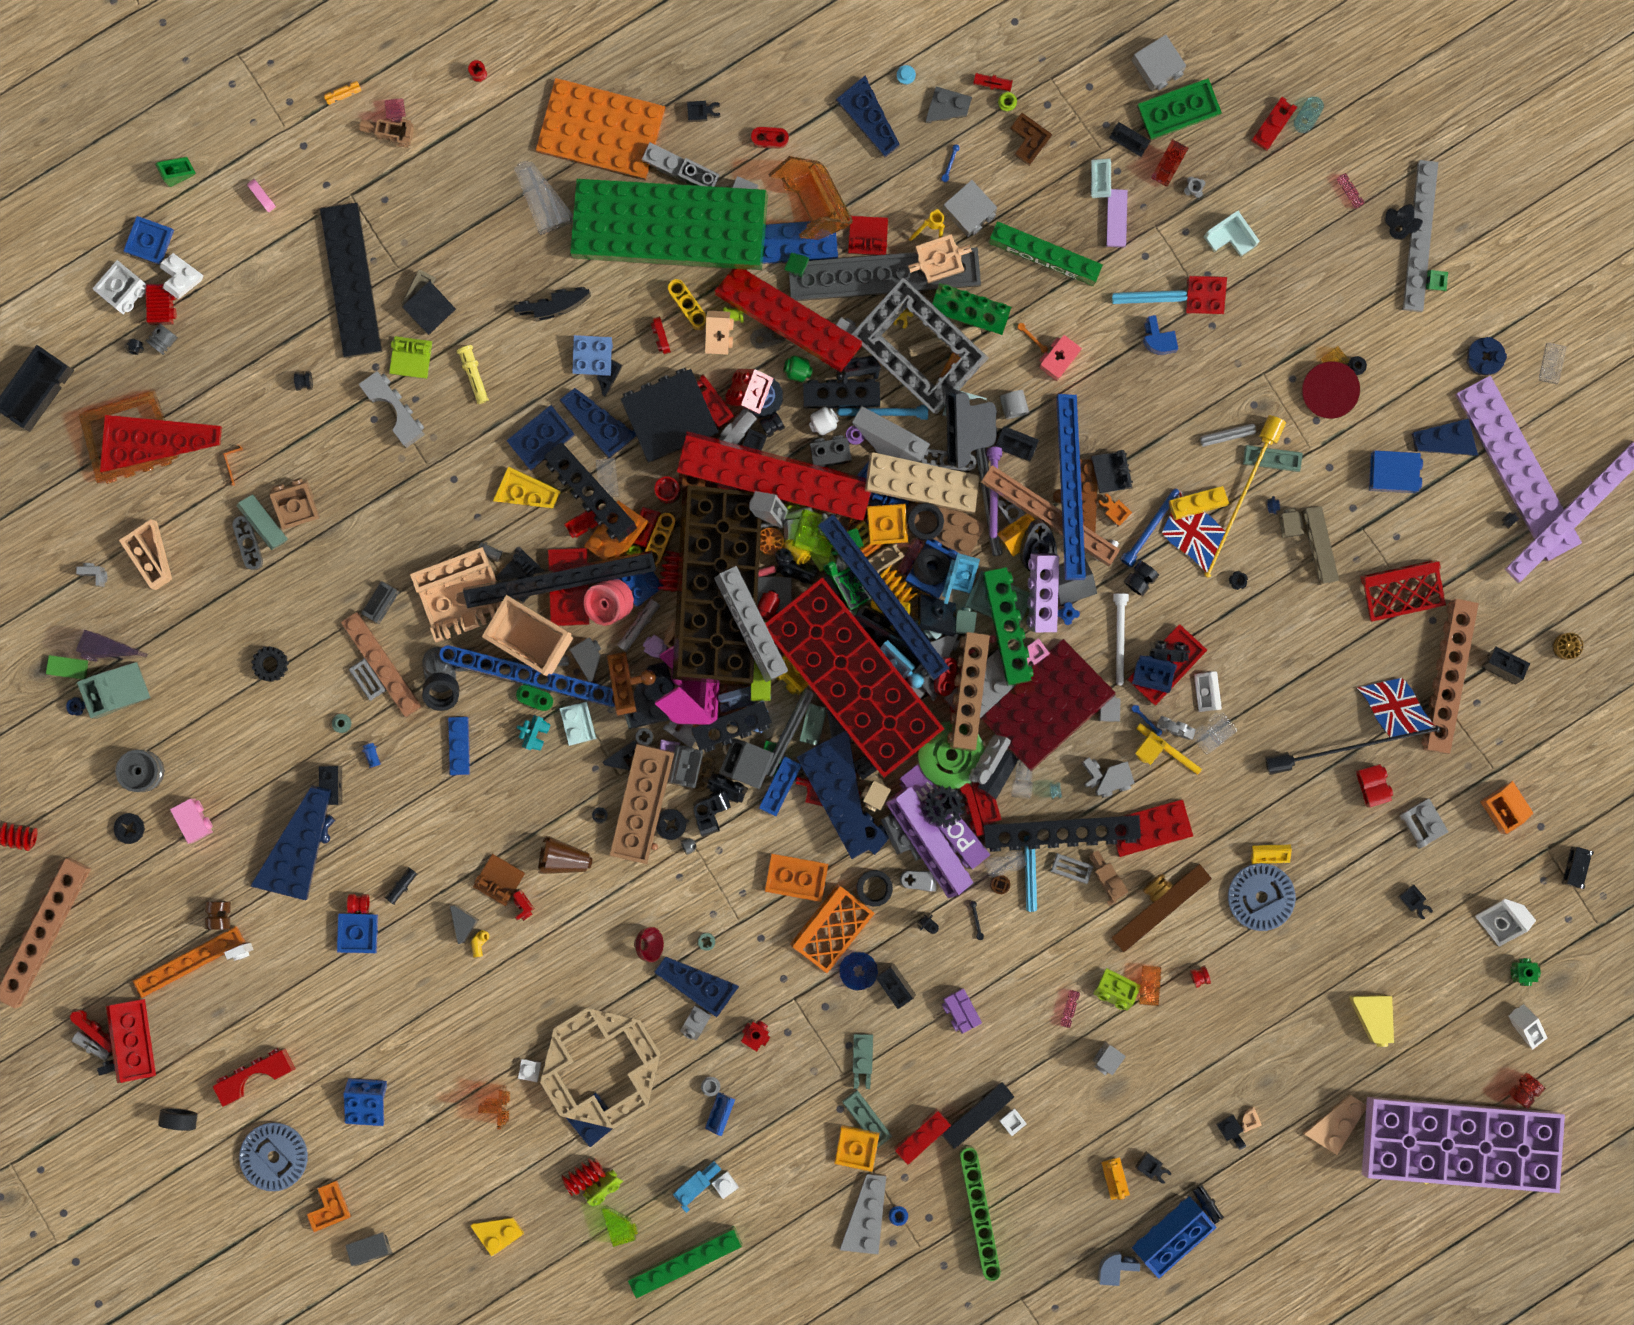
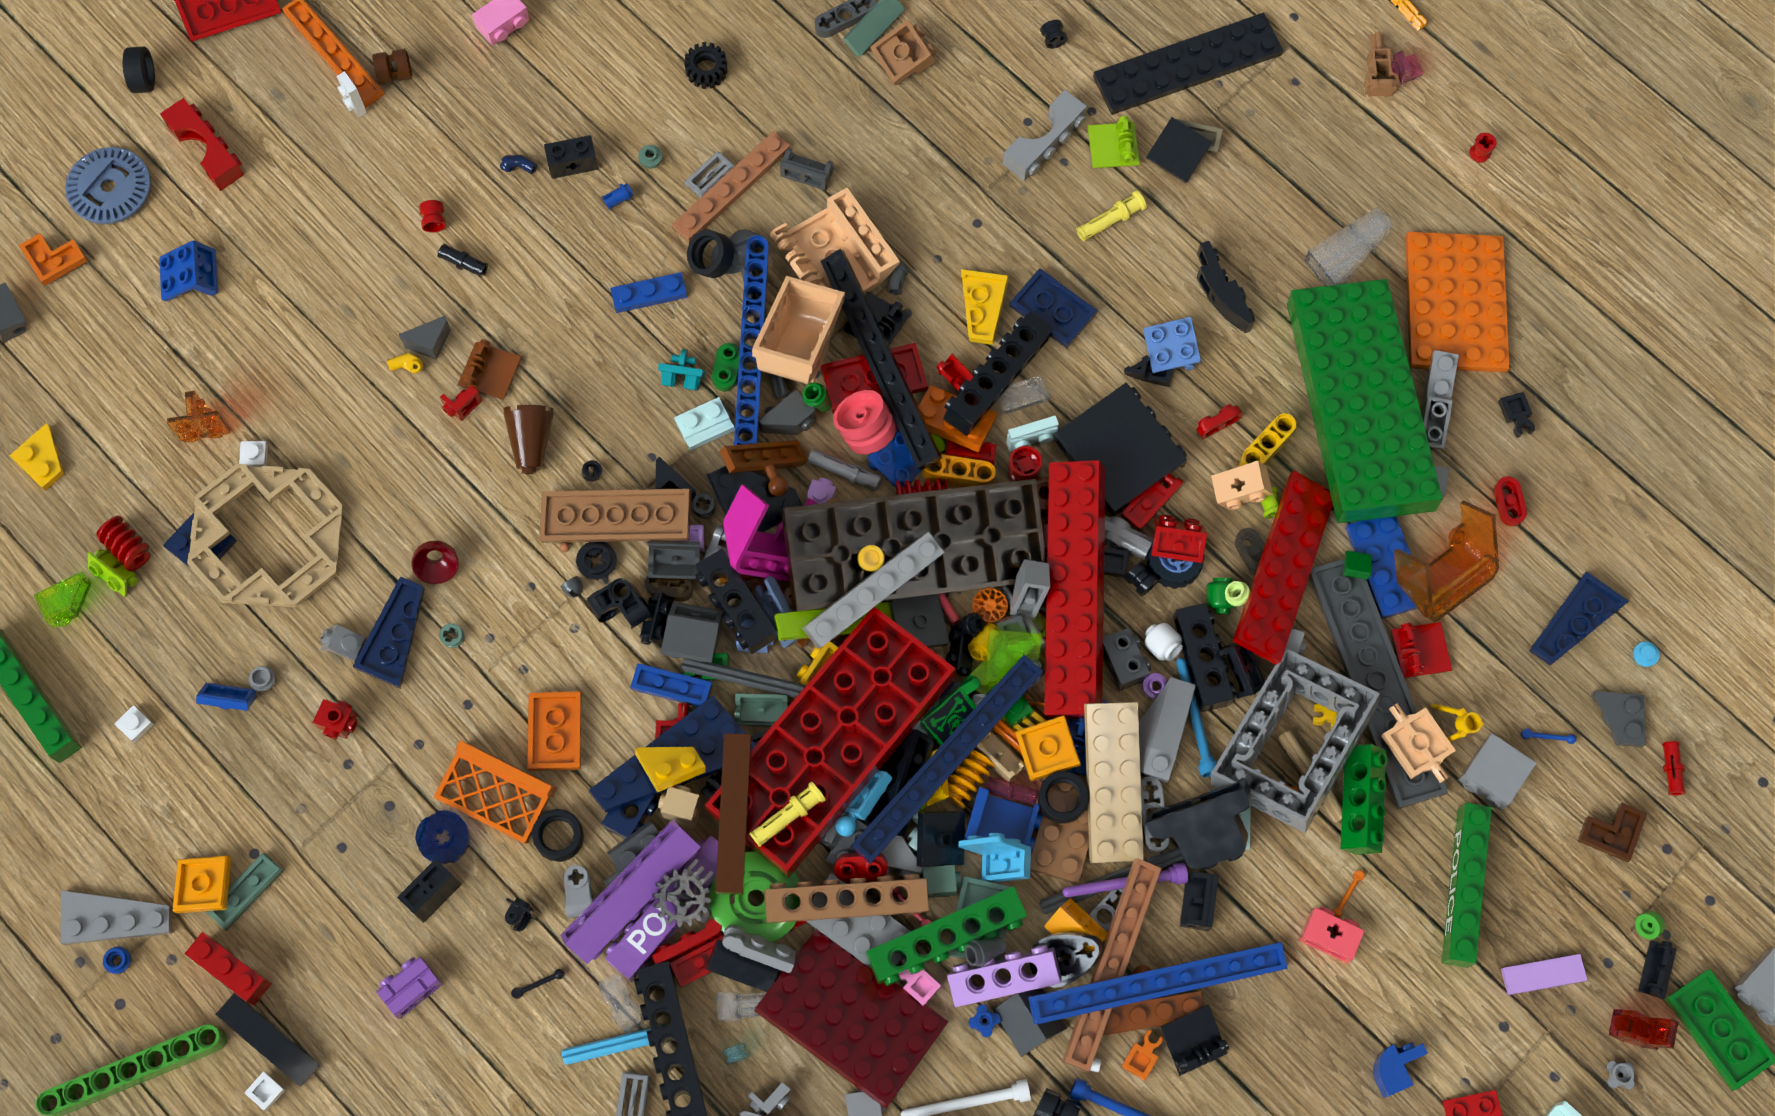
camera: 80 degrees right, 15 degrees down
(294, 856) = (475, 133): dark blue wing -> none
(357, 933) = (395, 223): blue plate -> none
(579, 637) = (816, 397): none -> green cone
(601, 427) = (1084, 376): dark blue wing -> none
(642, 471) = (1032, 433): none -> light aqua plate
(695, 1185) = (126, 684): dark azure piece -> none
(725, 620) = (871, 558): none -> yellow tile
(768, 605) = (904, 613): red brick -> none
(799, 360) = (1233, 590): none -> yellowish green plate
(847, 797) = (669, 765): none -> yellow wing
(862, 1058) = (325, 868): sand green hinge -> none
(895, 758) = (733, 814): none -> reddish brown tile
(901, 710) = (797, 807): none -> light yellow pin
(928, 576) = (1016, 809): black tyre -> none
(997, 885) = (594, 1007): reddish brown wheel -> none
(1007, 96) = (1659, 788): lime plate -> none
(1014, 404) = (1251, 885): light grey piece -> none
(1025, 603) = (982, 951): none -> dark grey cone
(1099, 134) = (1649, 925): none -> bright green tile
(1101, 178) = (1591, 940): light aqua plate -> none
(1149, 297) = (1449, 1043): medium azure axle -> none

